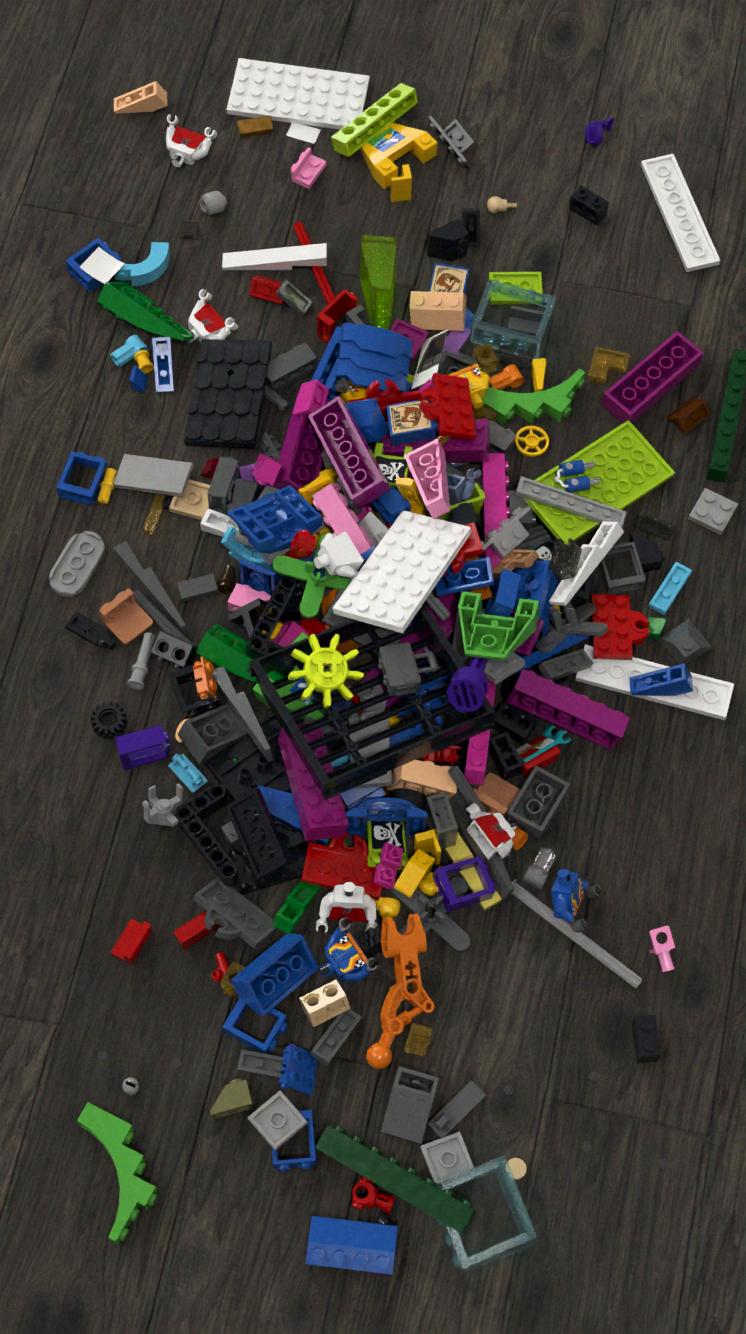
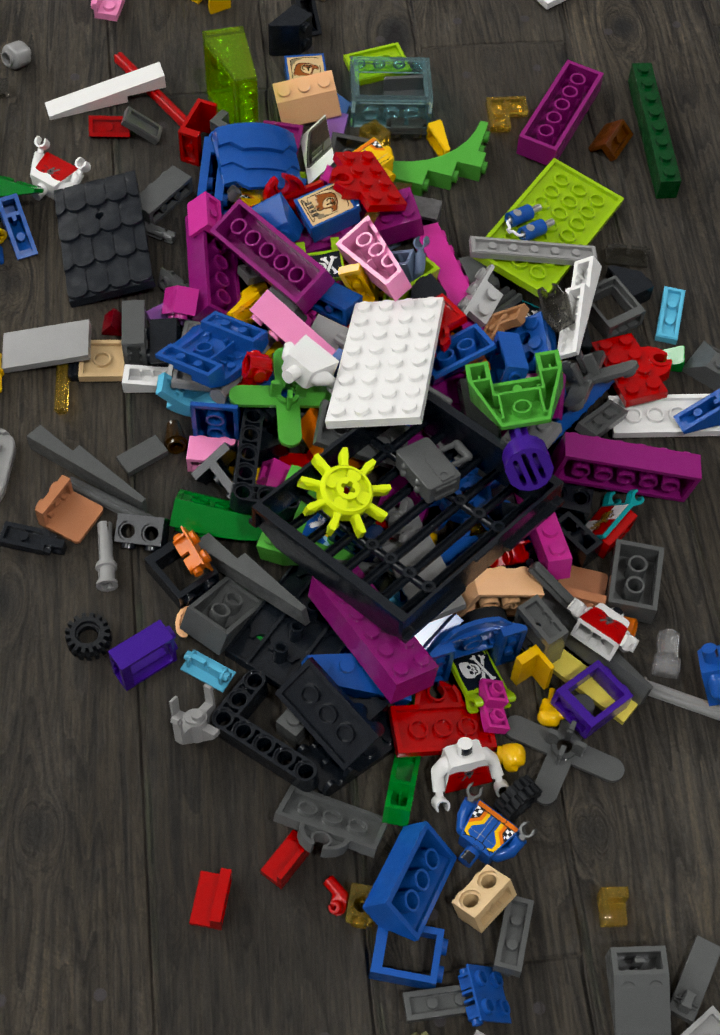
camera: 20 degrees left, 5 degrees down
(405, 952) = (579, 844): orange piece -> none
(414, 872) = (528, 705): yellow slope -> none
(508, 377) = (408, 149): orange piece -> none
(532, 441) = (458, 206): yellow wheel -> none
(713, 511) = (679, 227): light grey plate -> none

